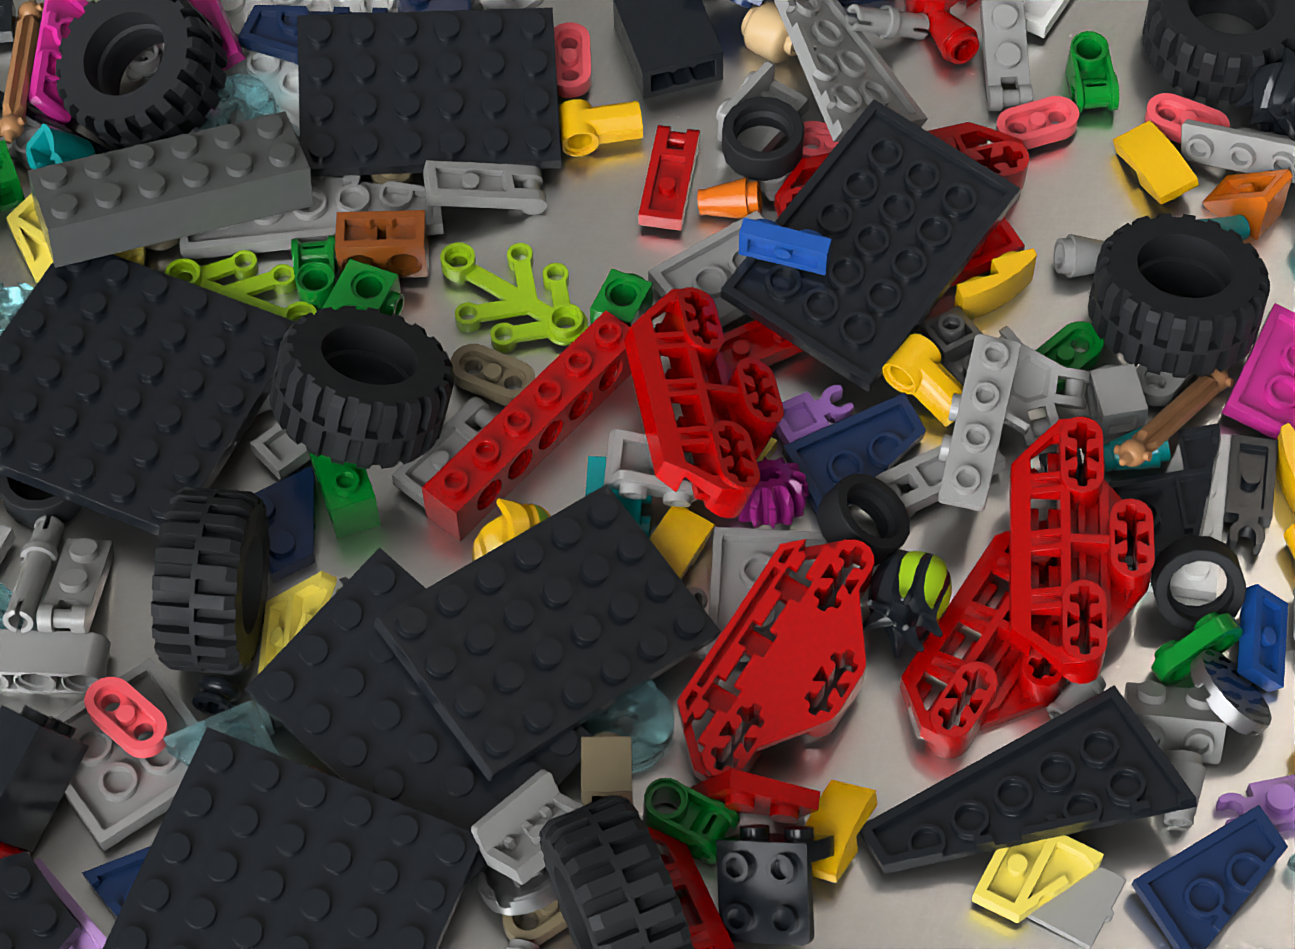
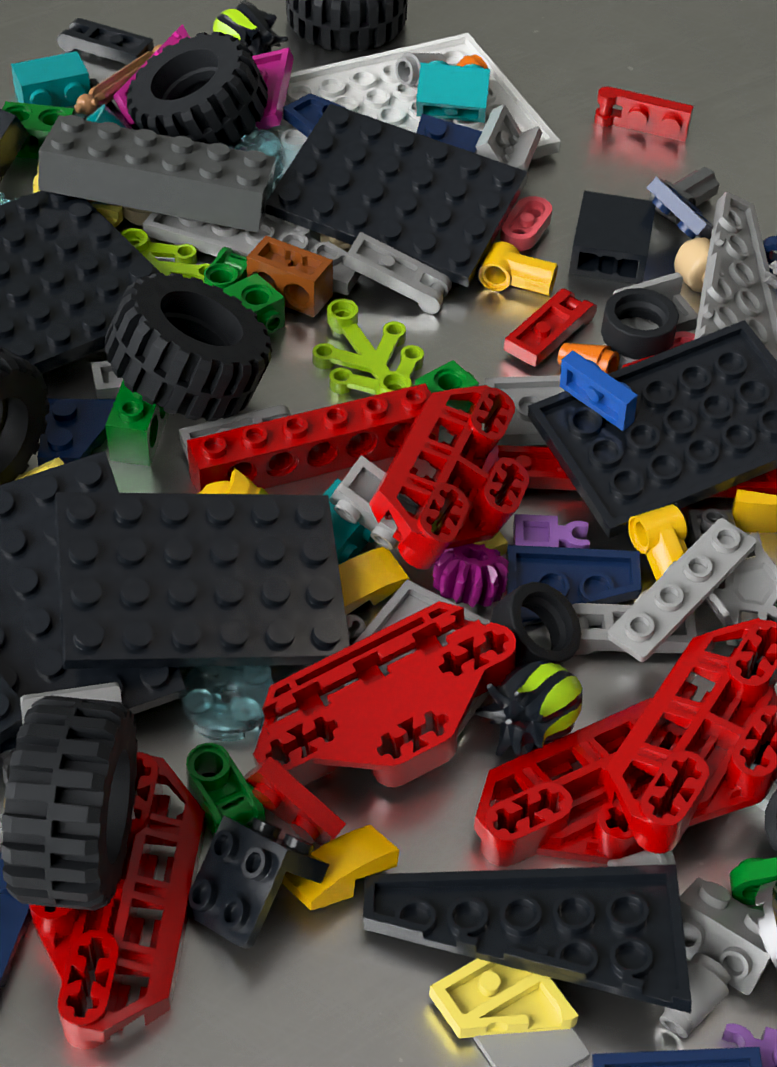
camera: 25 degrees right, 10 degrees down
(496, 373) = (306, 391): dark tan plate -> none
(606, 767) = (169, 718): dark tan brick -> none

